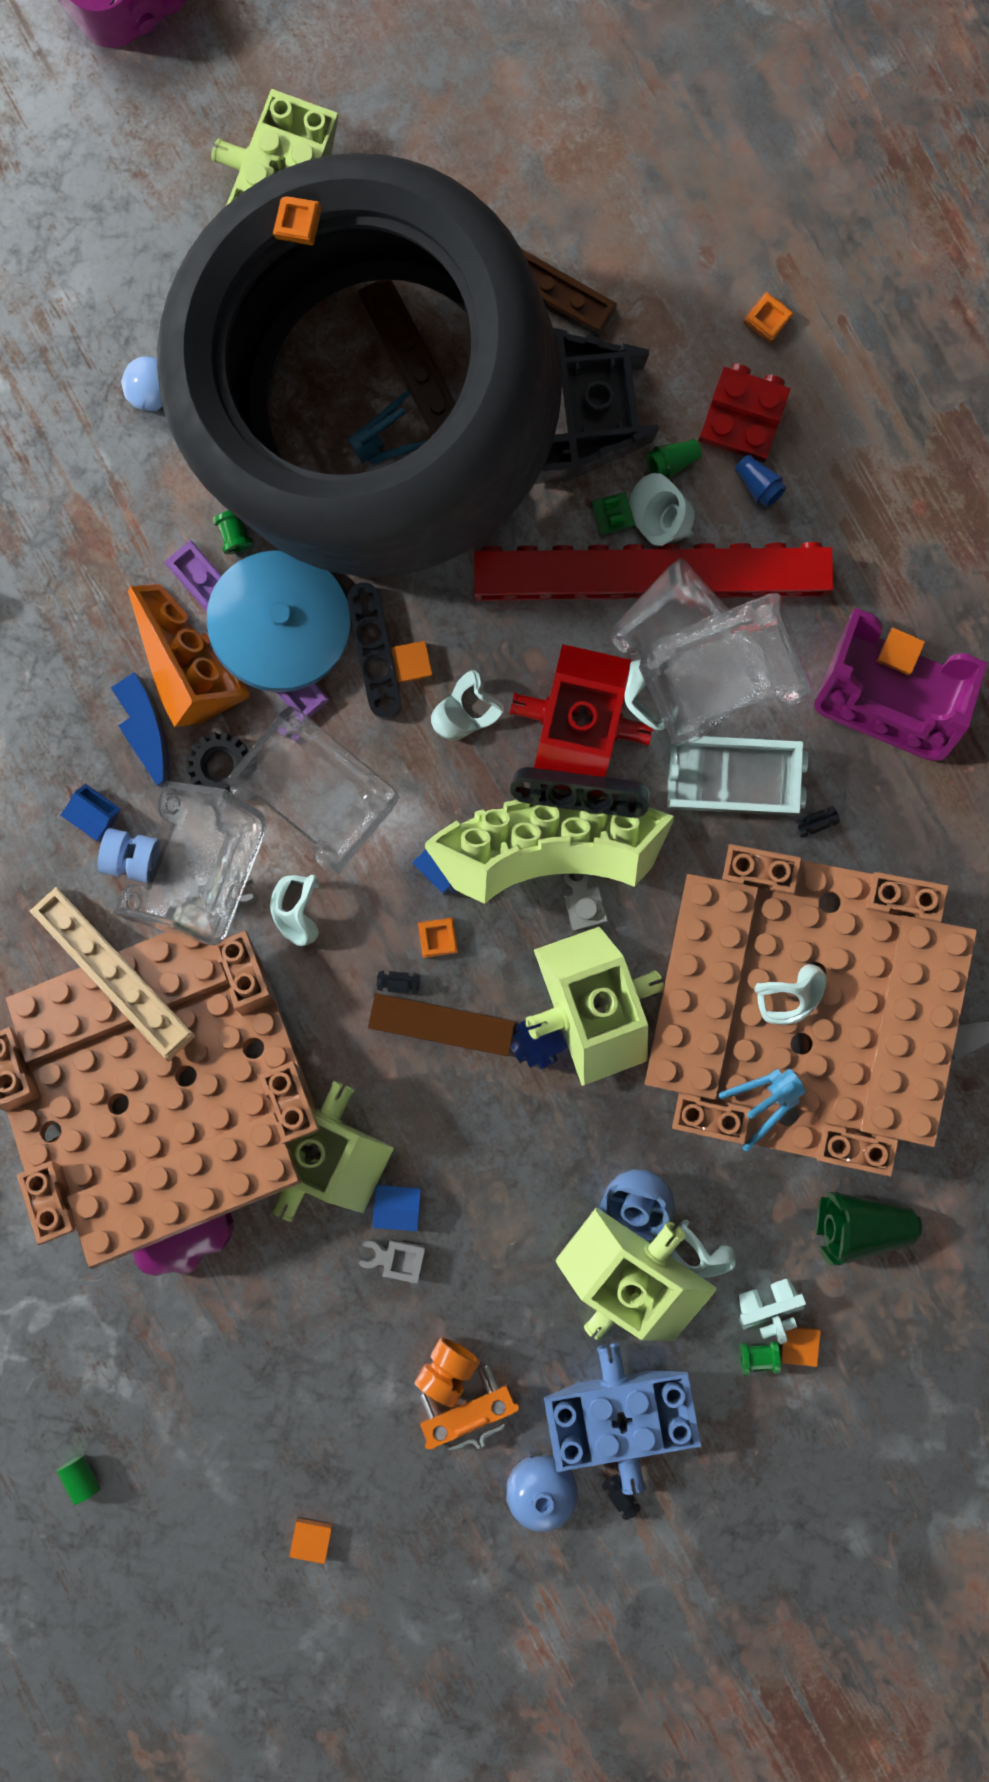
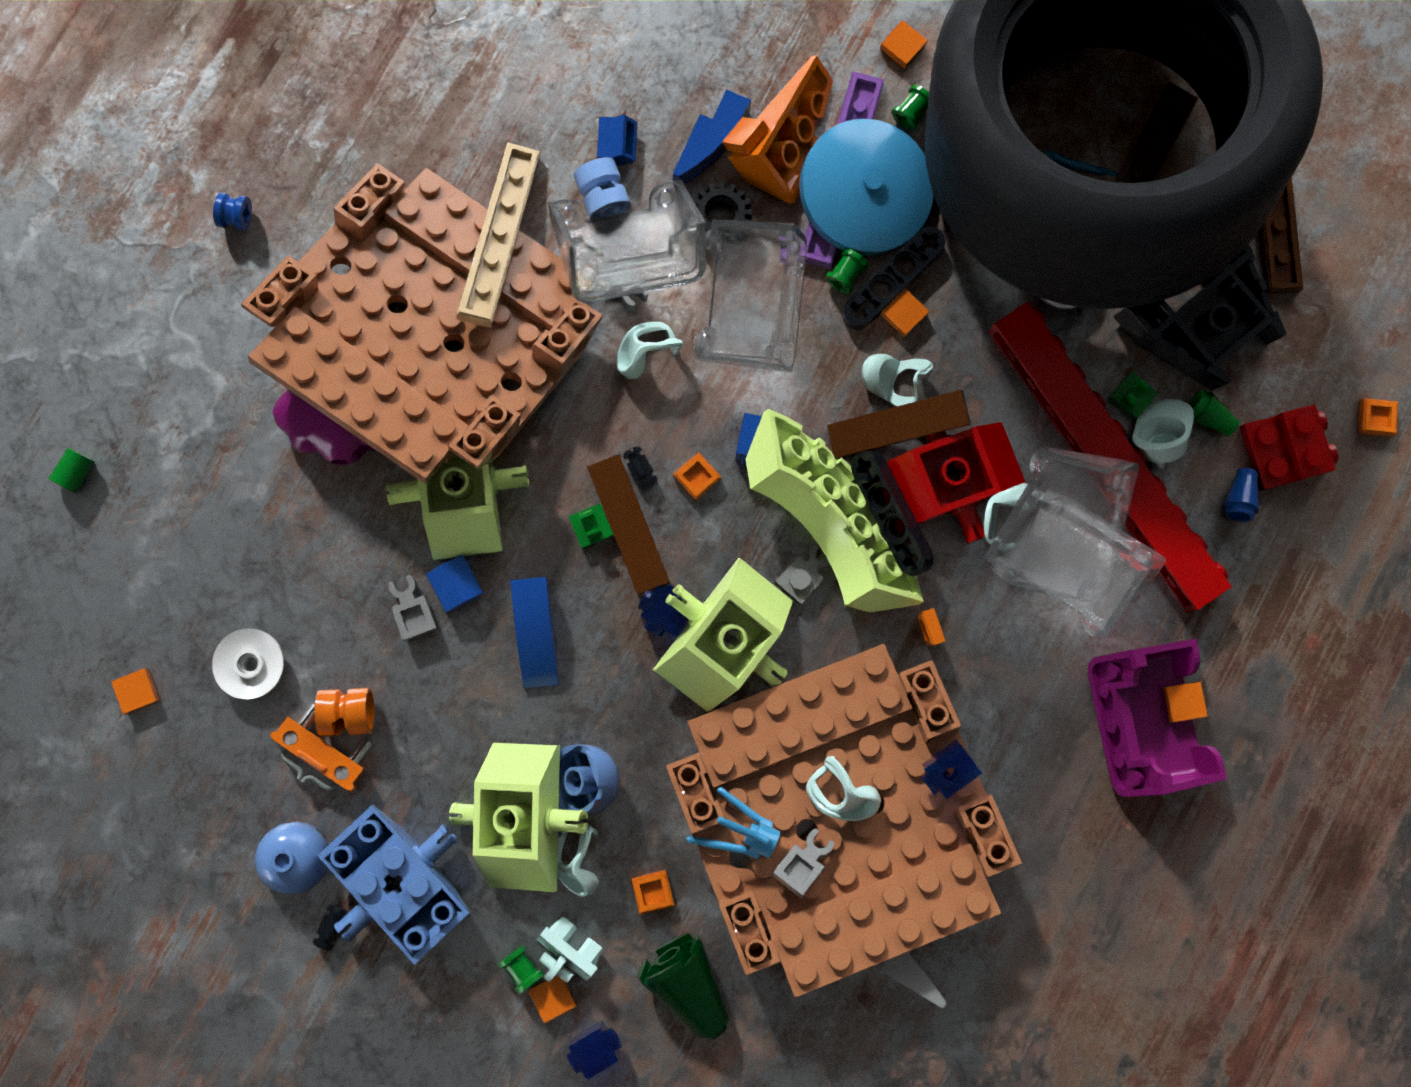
camera: 50 degrees right, 5 degrees down
(165, 699) = (745, 135): none -> orange tile
(168, 500) = (903, 44): none -> orange tile
(342, 688) = (846, 271): none -> green bush
(345, 1446) = (231, 661): none -> white dish
(422, 1057) = (591, 526): none -> green tile
(483, 1165) = (534, 632): none -> blue slope
(509, 735) = (899, 424): none -> reddish brown tile
(699, 824) = (930, 627): none -> orange tile
(737, 776) = (992, 633): clear door -> none
(766, 1205) = (652, 891): none -> orange tile
(817, 821) = (998, 725): black piece -> none
(828, 881) = (951, 756): none -> clear blue brick
(831, 1071) = (801, 867): none -> light grey plate
(866, 1339) = (594, 1050): none -> clear blue brick

